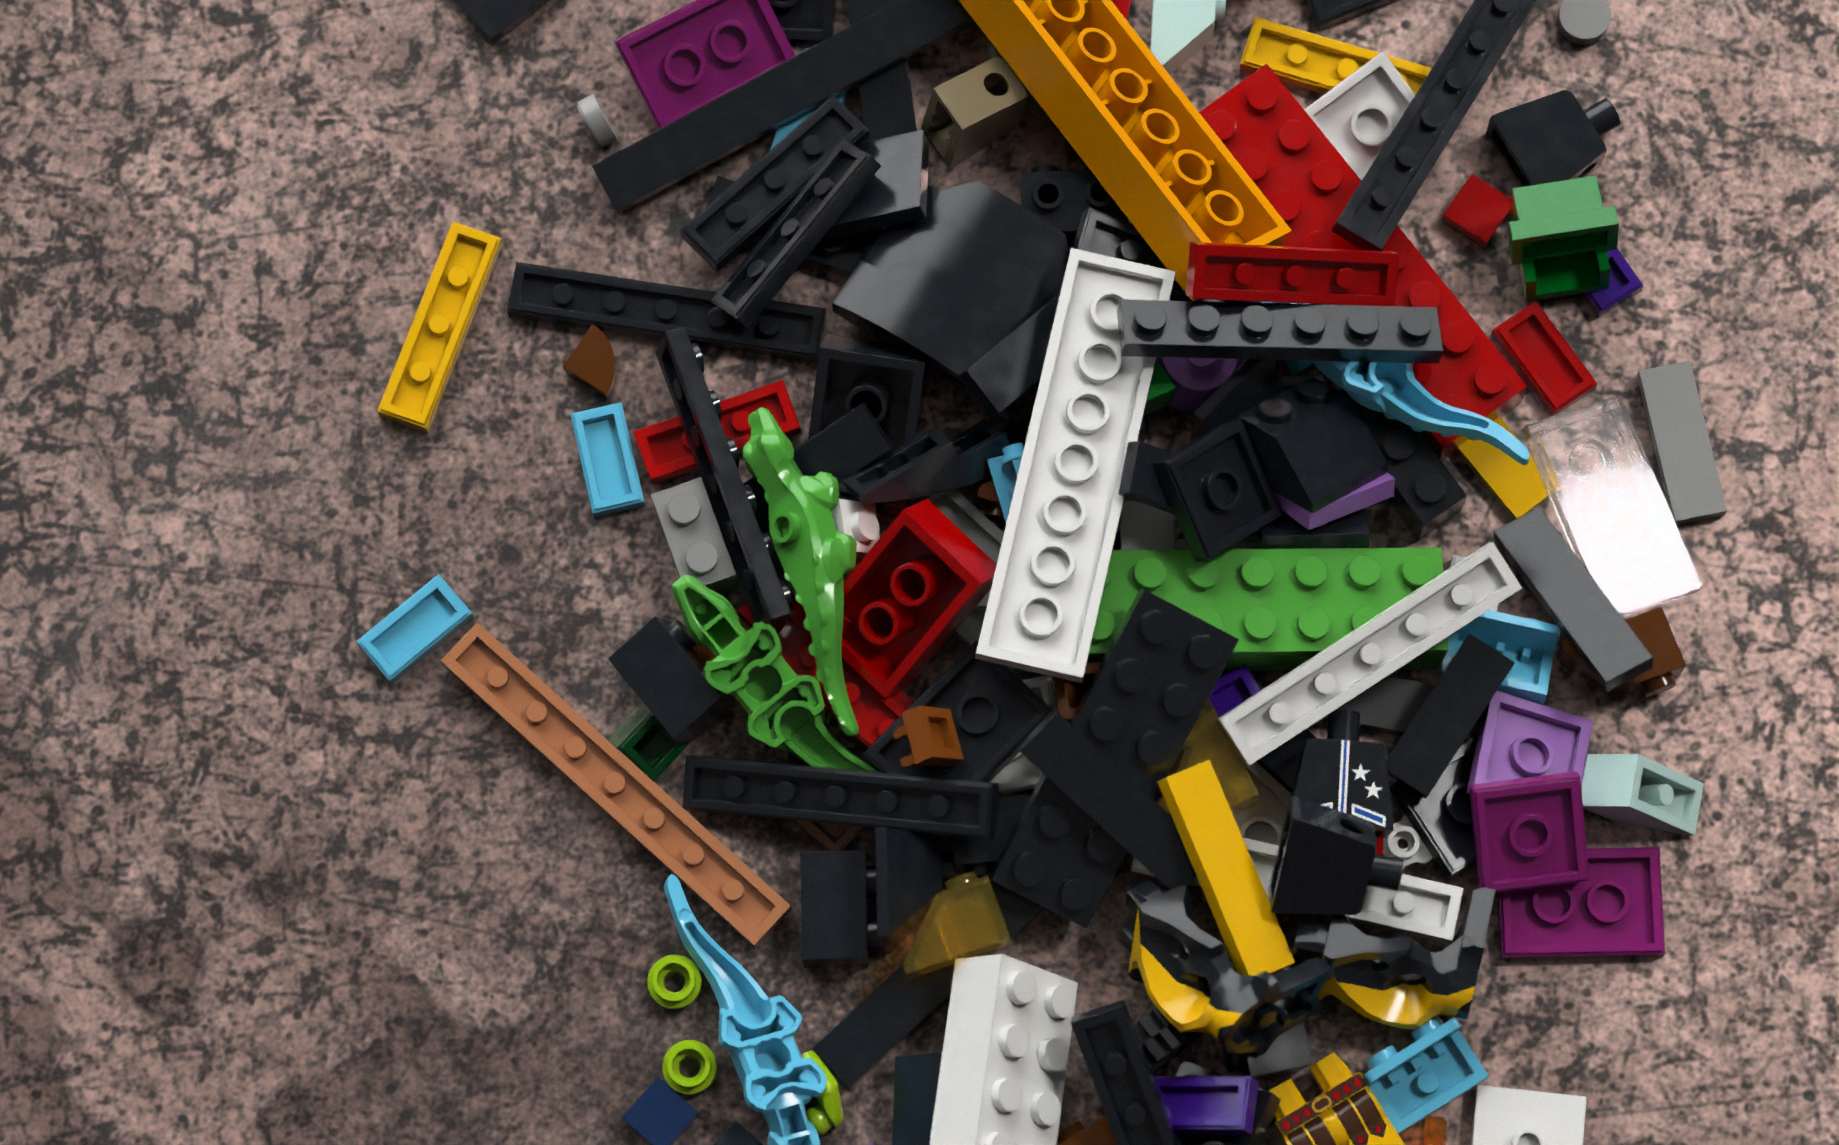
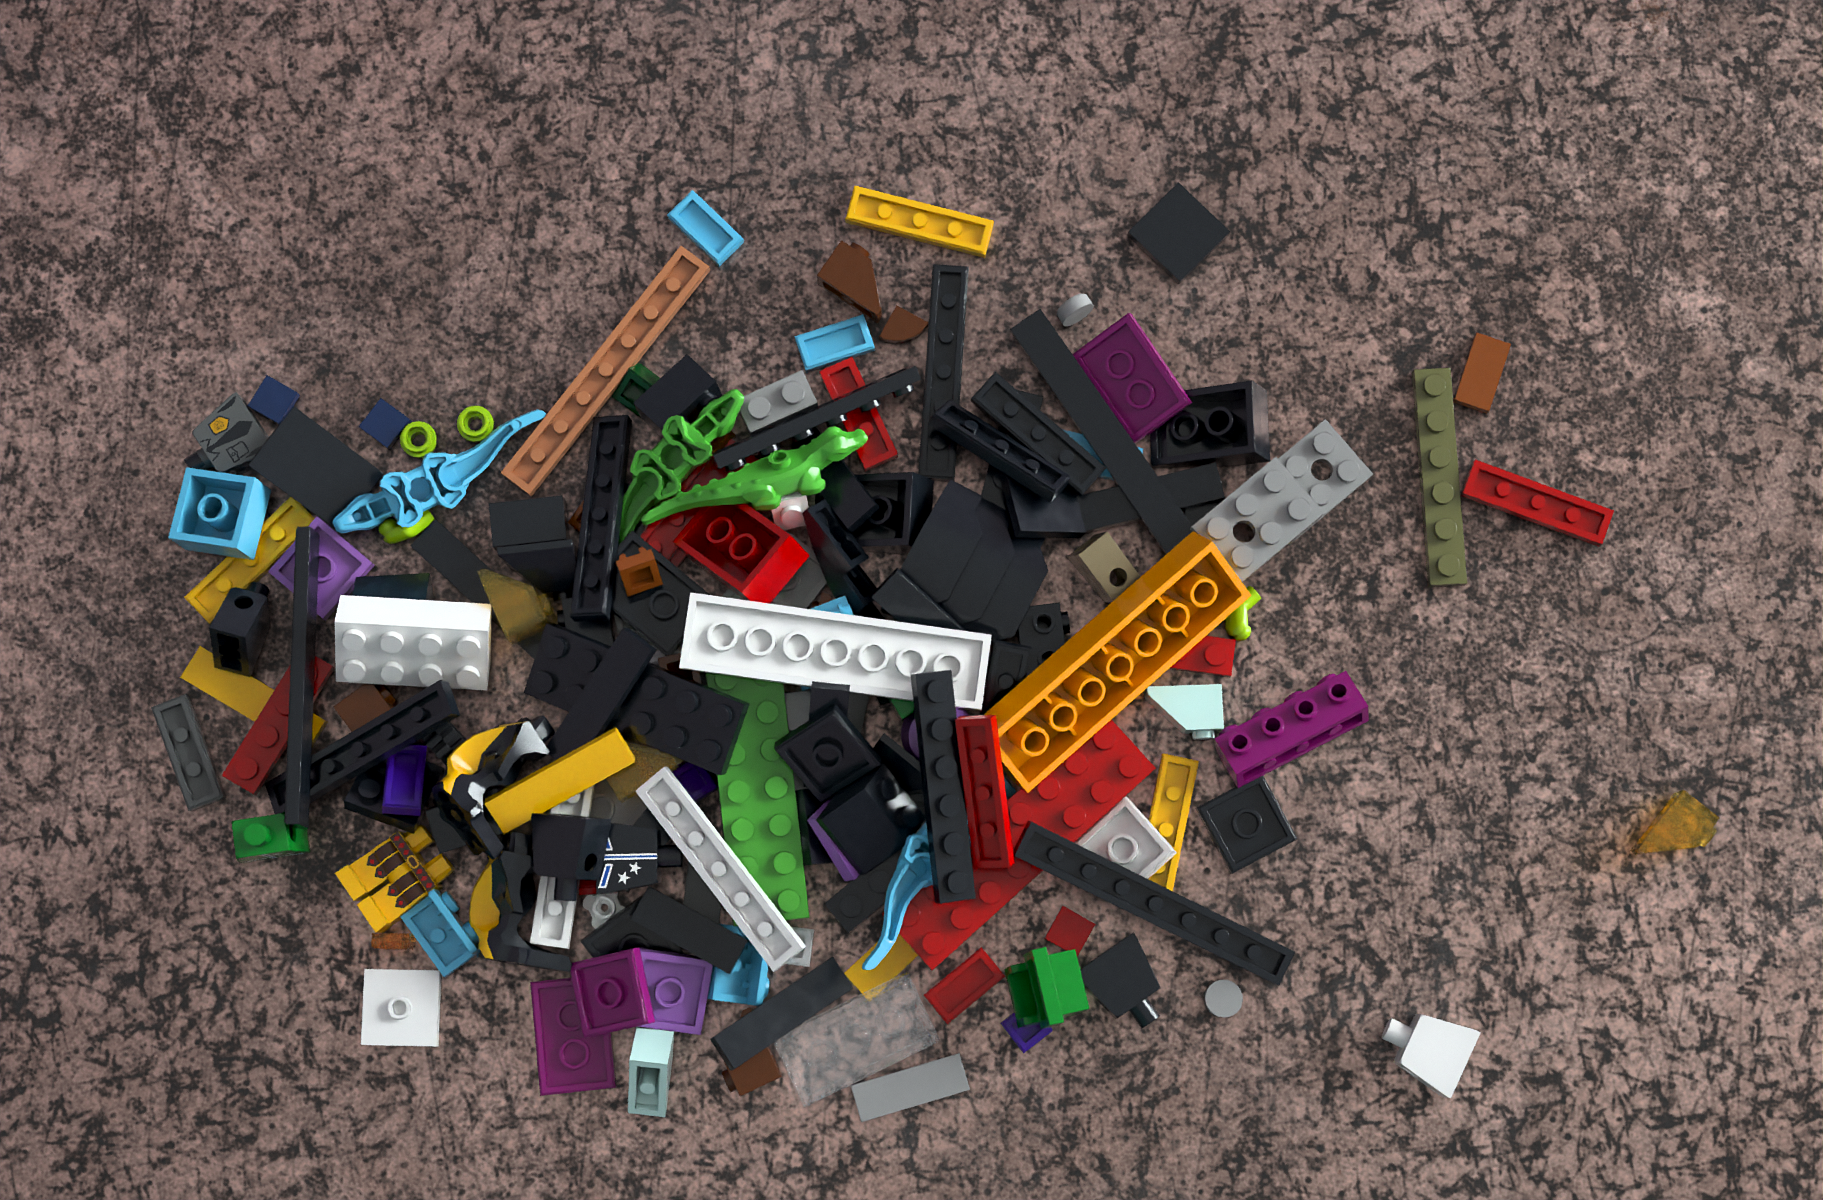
camera: 80 degrees right, 5 degrees up
(520, 421) = (852, 279): none -> reddish brown slope

